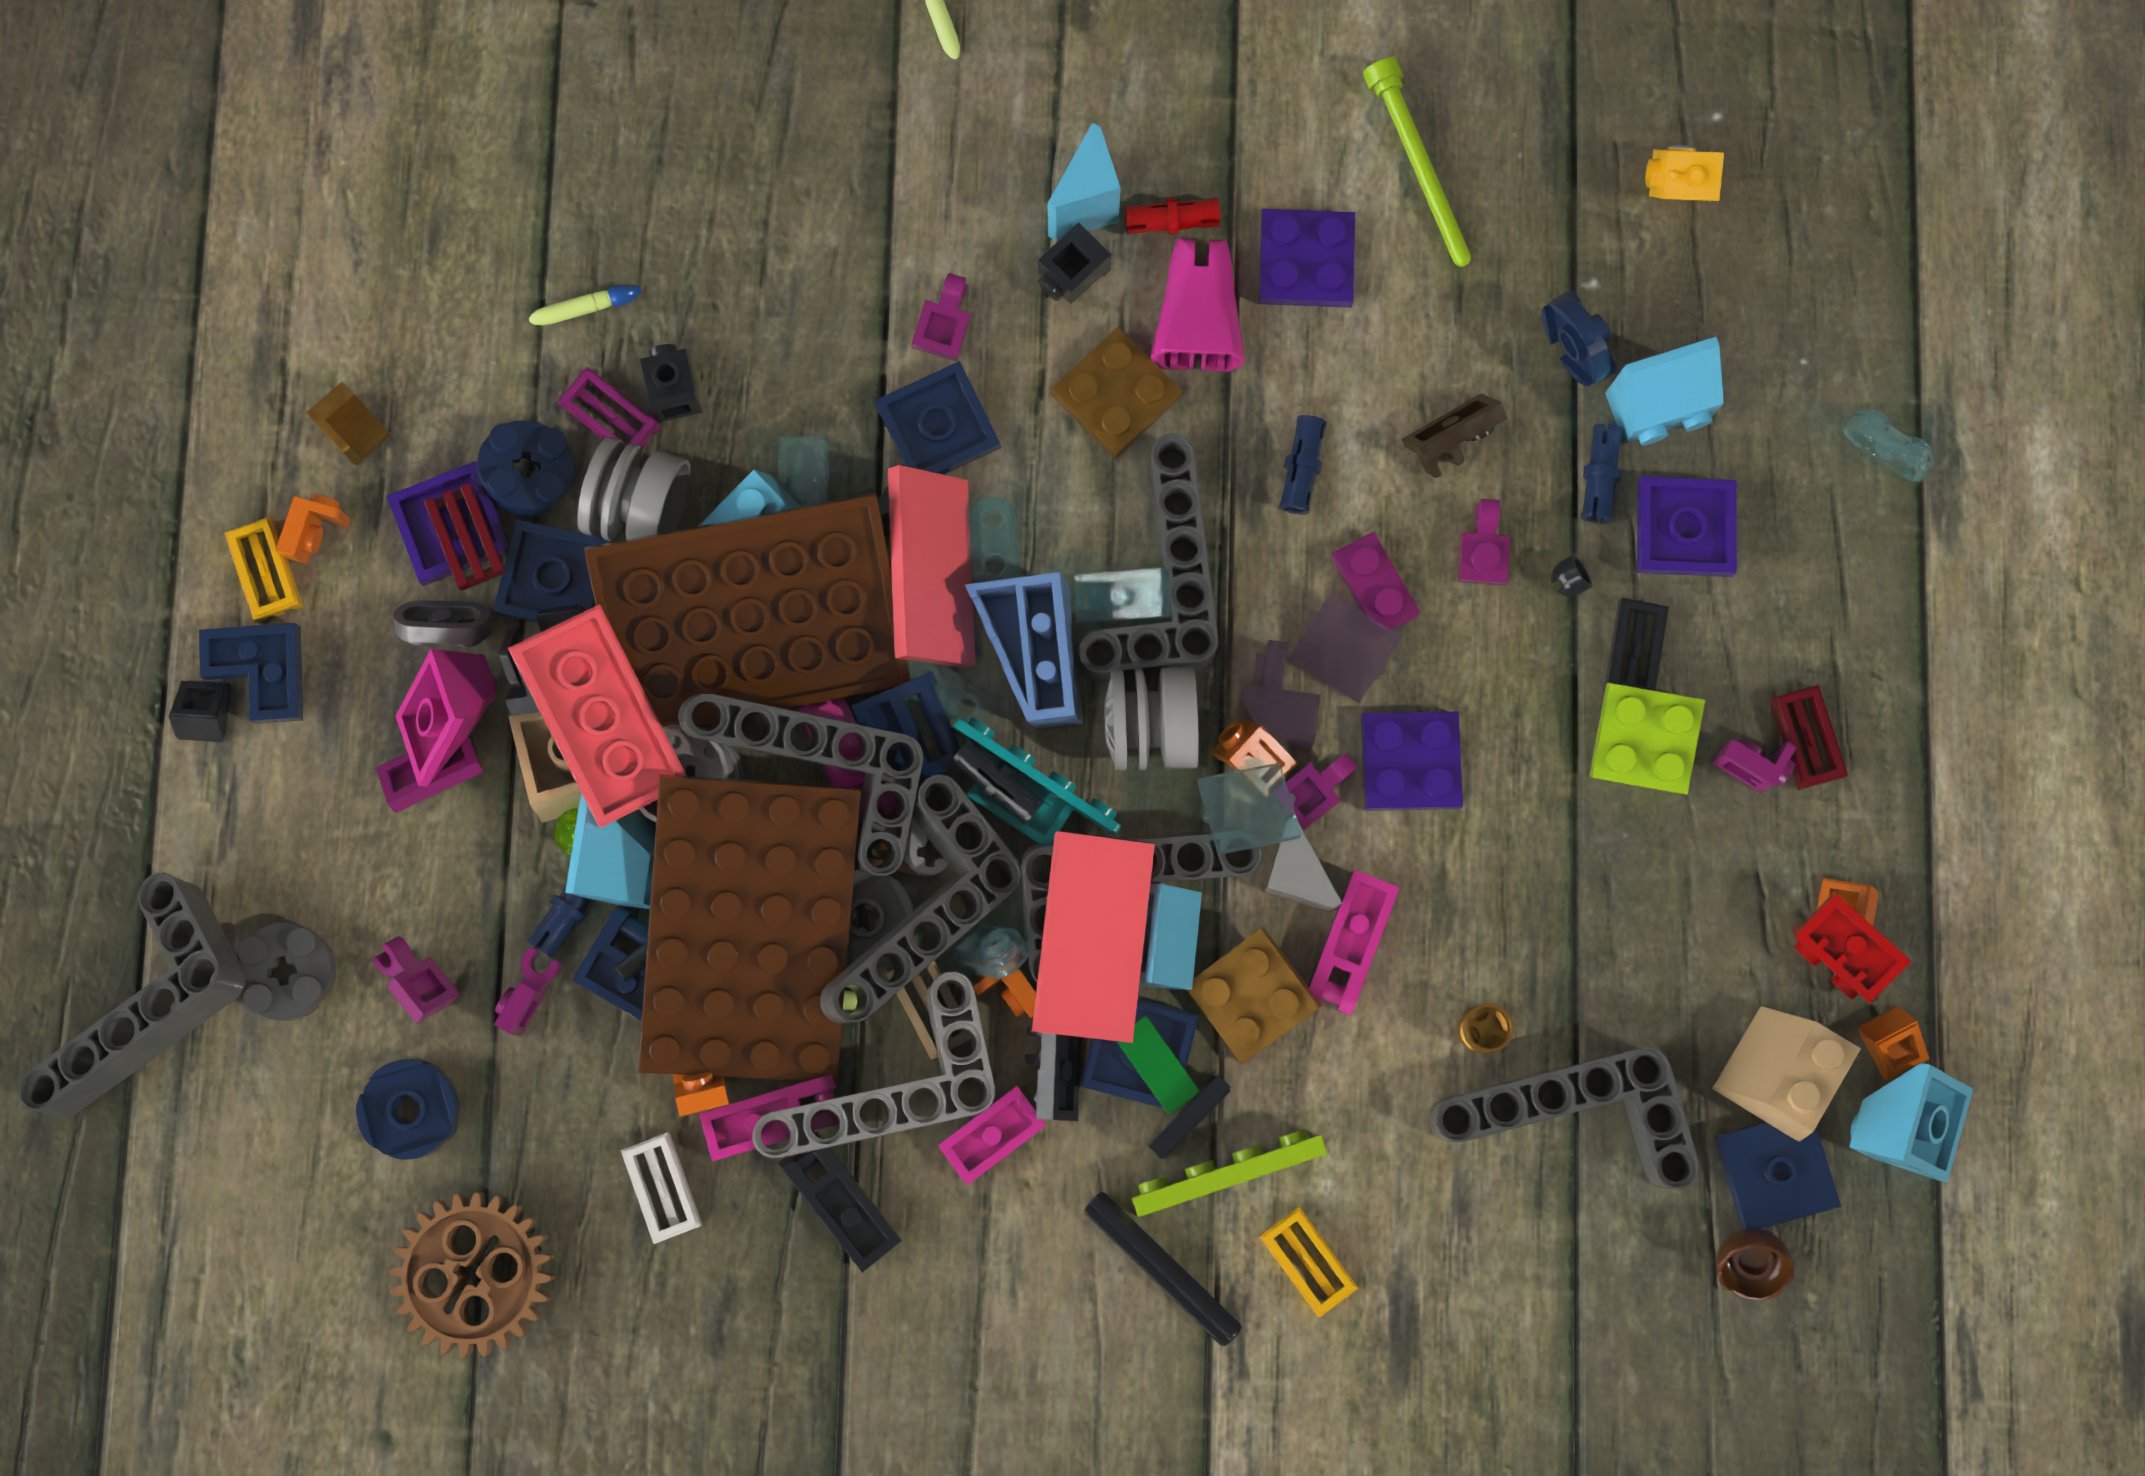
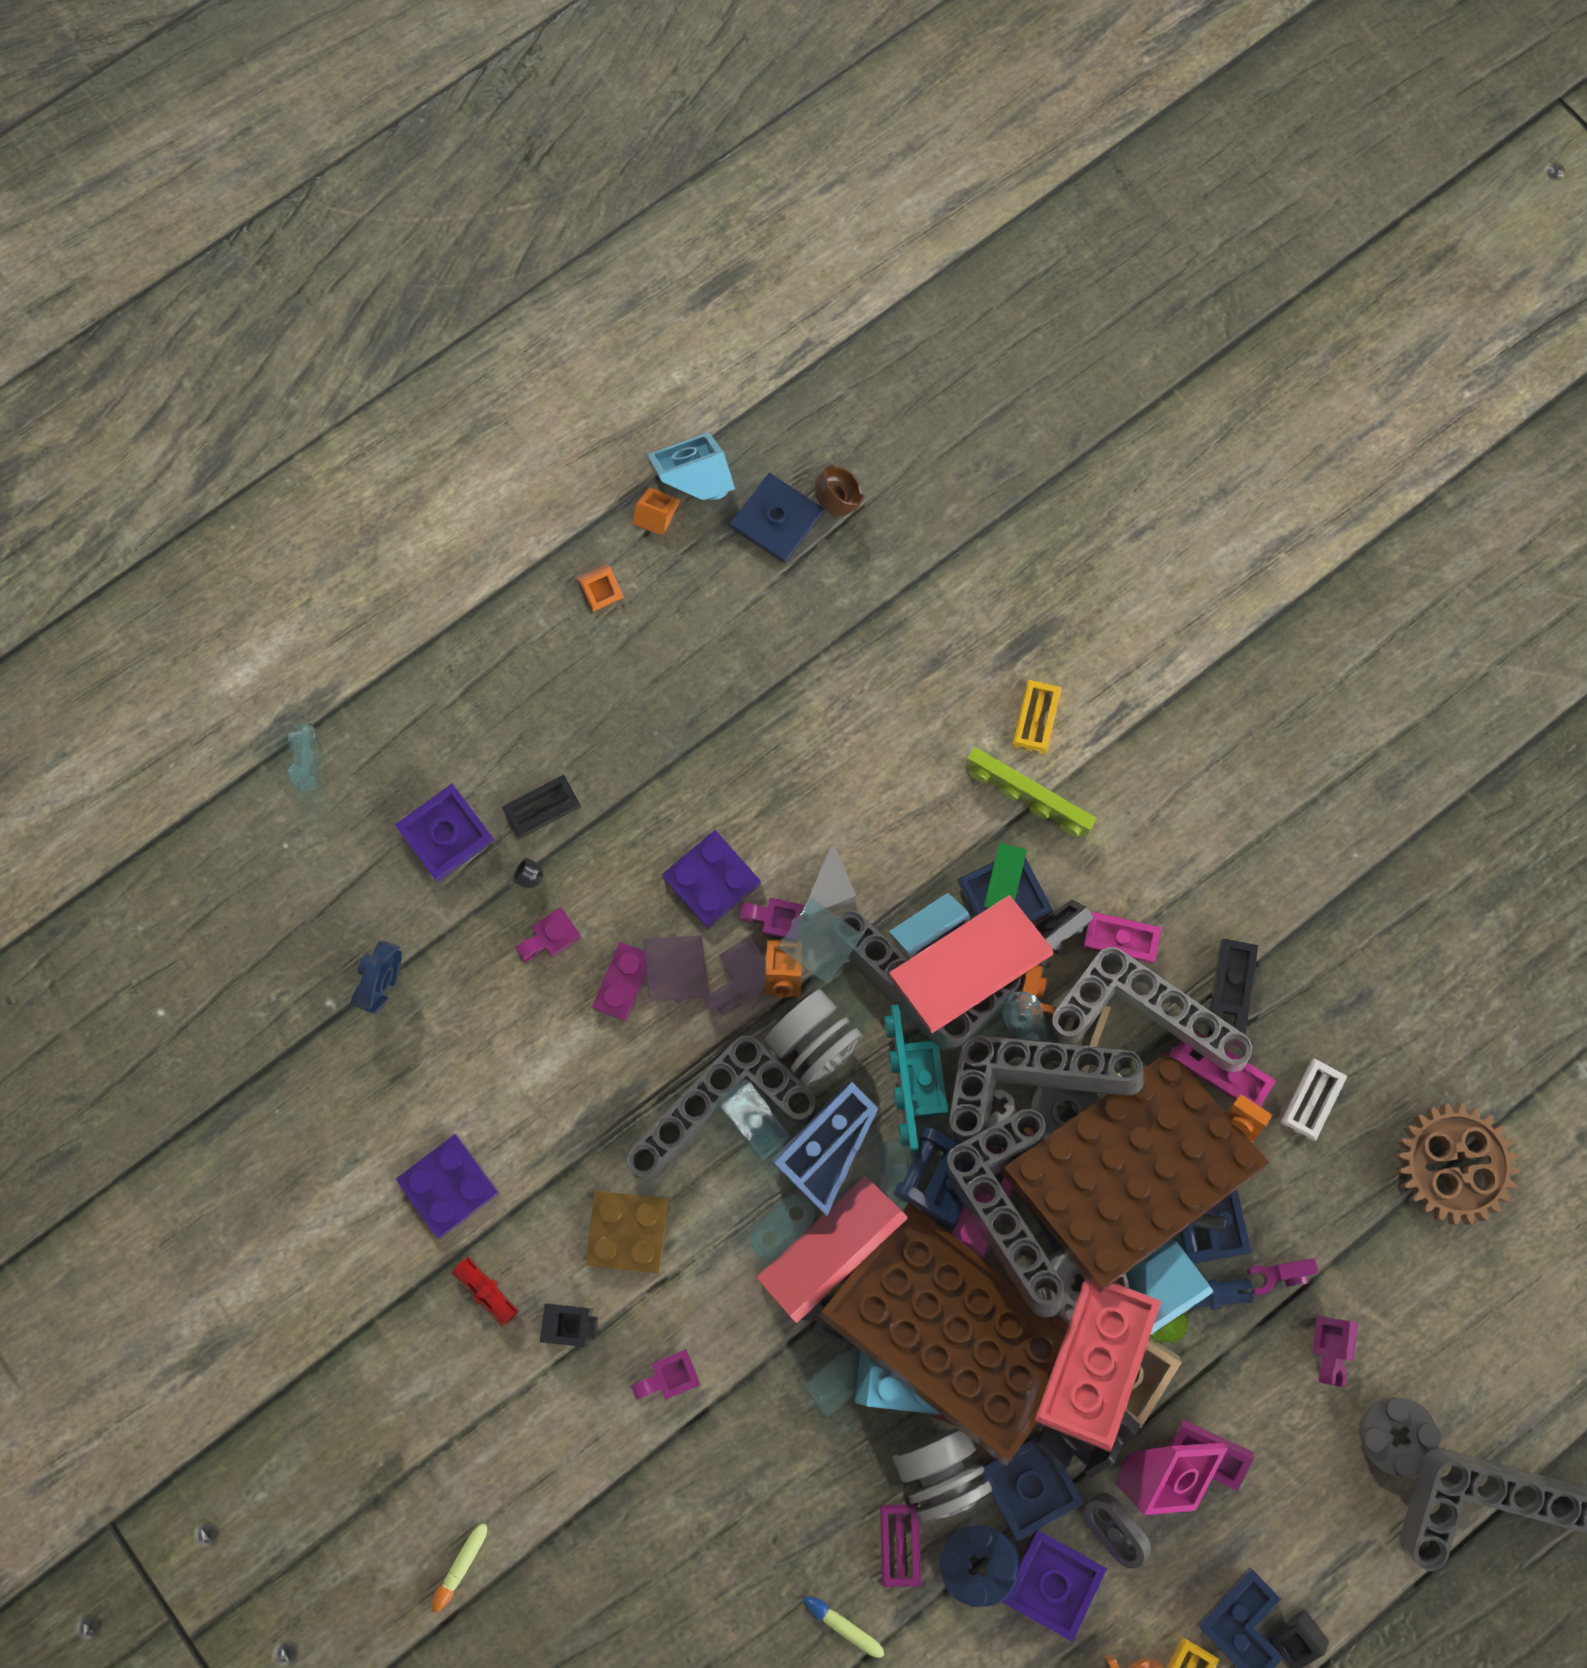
camera: 125 degrees left, 5 degrees down
(384, 1094) = (1426, 1279): dark blue plate -> none
(450, 501) = (1042, 1593): dark red tile -> none
(671, 398) = (853, 1506): black brick -> none
(938, 422) = (737, 1325): dark blue plate -> none
(997, 781) = (926, 1097): black pin -> none
(1087, 189) = (512, 1352): medium azure slope -> none
(1163, 1269) = (1109, 789): black axle -> none
(1189, 1117) = (1024, 838): black tile -> none
(1199, 312) = (534, 1222): dark pink piece -> none
(1253, 995) = (920, 858): pearl gold plate -> none
(1303, 464) = (583, 1081): dark blue pin -> none
(1353, 939) = (843, 829): dark pink plate -> none
(1385, 80) = (292, 1228): lime piece -> none
(1465, 423) = (489, 1009): dark brown plate -> none
(1494, 1029) = (830, 713): pearl gold wheel -> none
(1575, 1097) = (830, 644): dark grey beam -> none
(1602, 473) = (449, 904): dark blue pin -> none
(1647, 738) = (591, 760): lime plate -> none
(1668, 392) = (372, 901): medium azure slope -> none
(1684, 174) = (219, 996): yellow head -> none
(1748, 765) = (561, 696): magenta bracket -> none
(1786, 1071) = (720, 548): tan slope -> none
(1825, 730) = (529, 682): dark red tile -> none
(1851, 948) = (625, 564): red bracket -> none

